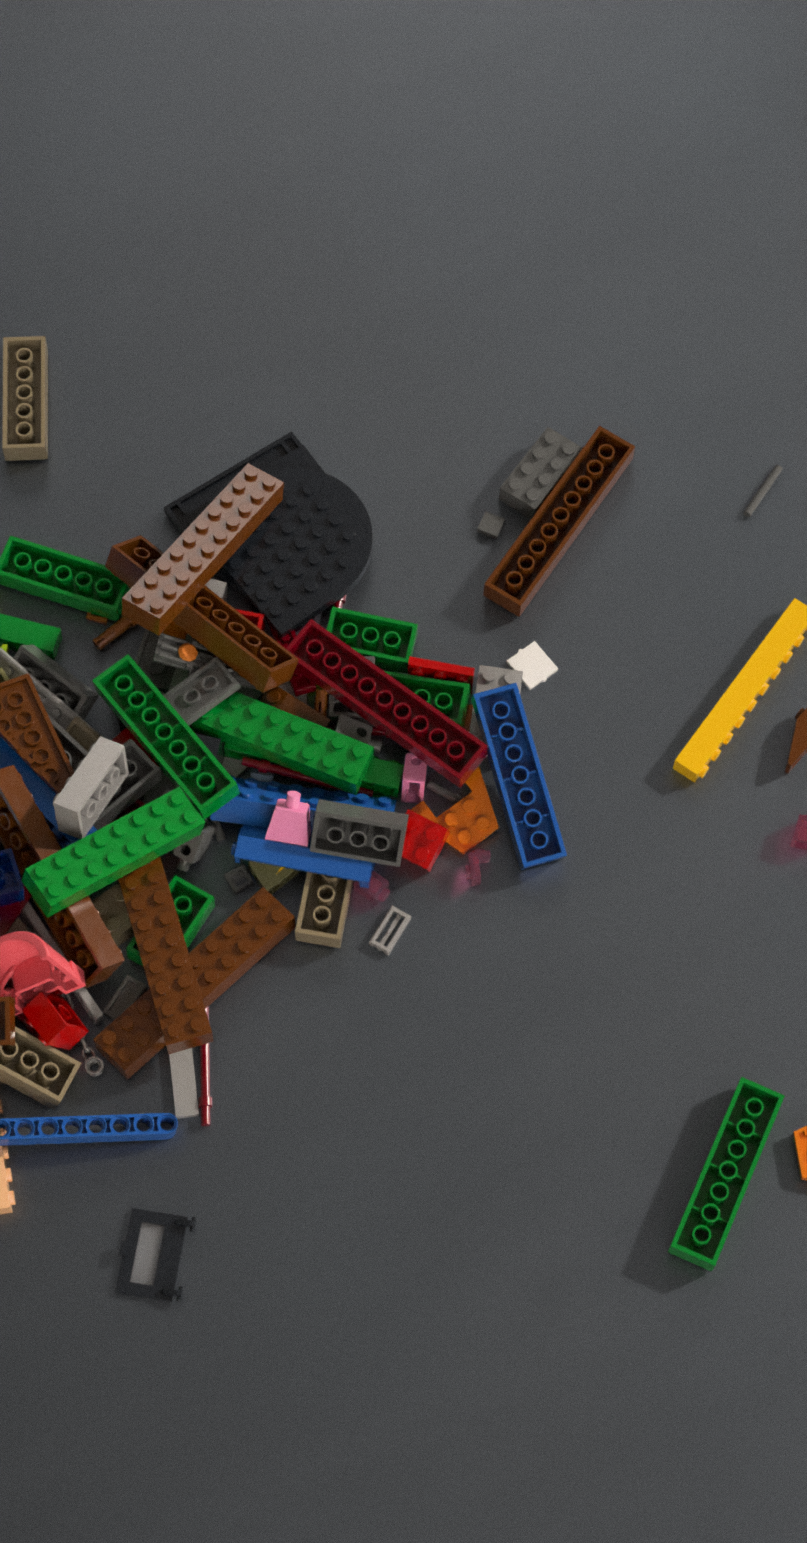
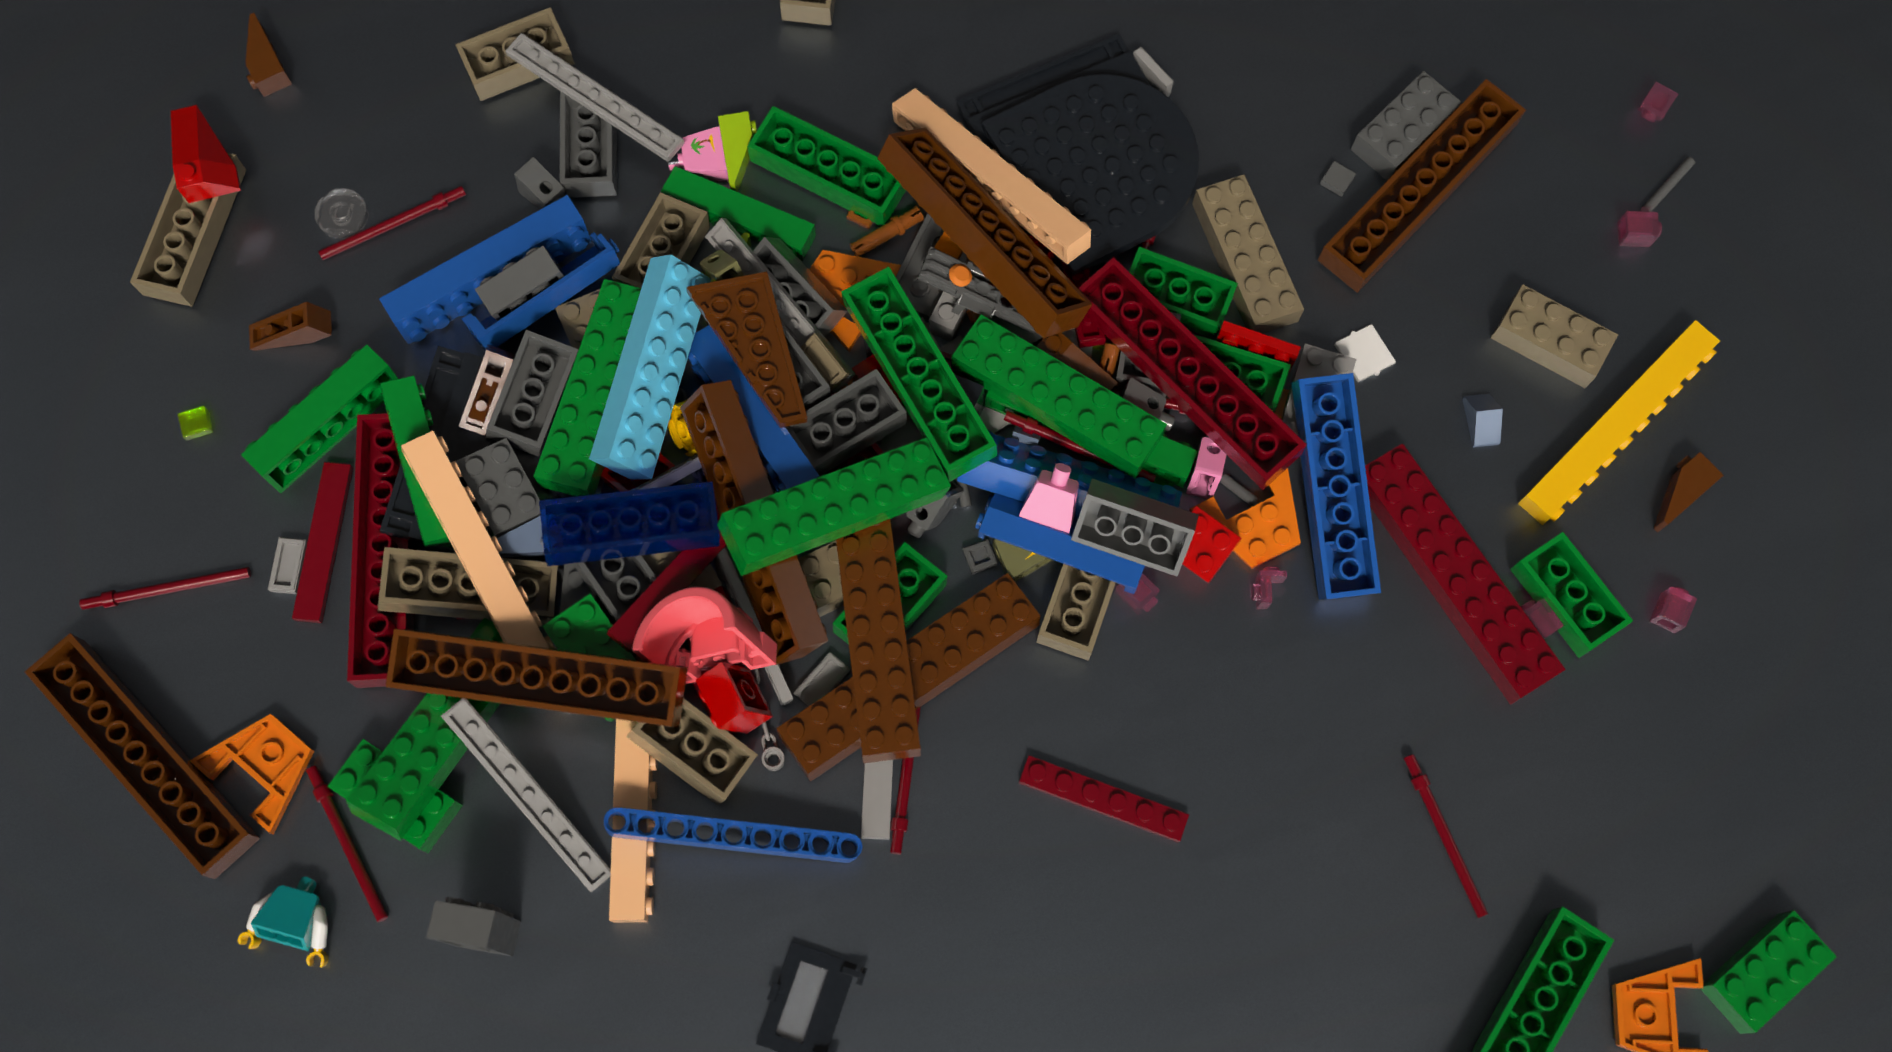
camera: 10 degrees right, 5 degrees up
(86, 666) = (840, 272): none -> orange wing
(90, 787) = (818, 423): light grey brick -> none
(202, 549) = (995, 155): brick -> none
(202, 691) = (970, 324): dark grey tile -> none
(228, 583) = (1010, 189): none -> light nougat brick
(325, 460) = (1154, 73): none -> light grey tile
(368, 1055) = (1104, 799): none -> dark red plate
(380, 946) = (1136, 666): light grey tile -> none
(424, 599) = (1247, 255): none -> dark tan brick
(621, 1002) = (1421, 783): none -> dark red bar
(629, 832) = (1459, 576): none -> dark red brick
(635, 705) = (1483, 419): none -> sand blue slope
(683, 628) = (1554, 336): none -> dark tan brick
(698, 859) = (1542, 617): none -> clear pink brick
(721, 833) = (1573, 592): none -> green brick
(742, 530) = (1639, 228): none -> clear pink brick
(745, 423) = (1657, 102): none -> clear pink bracket

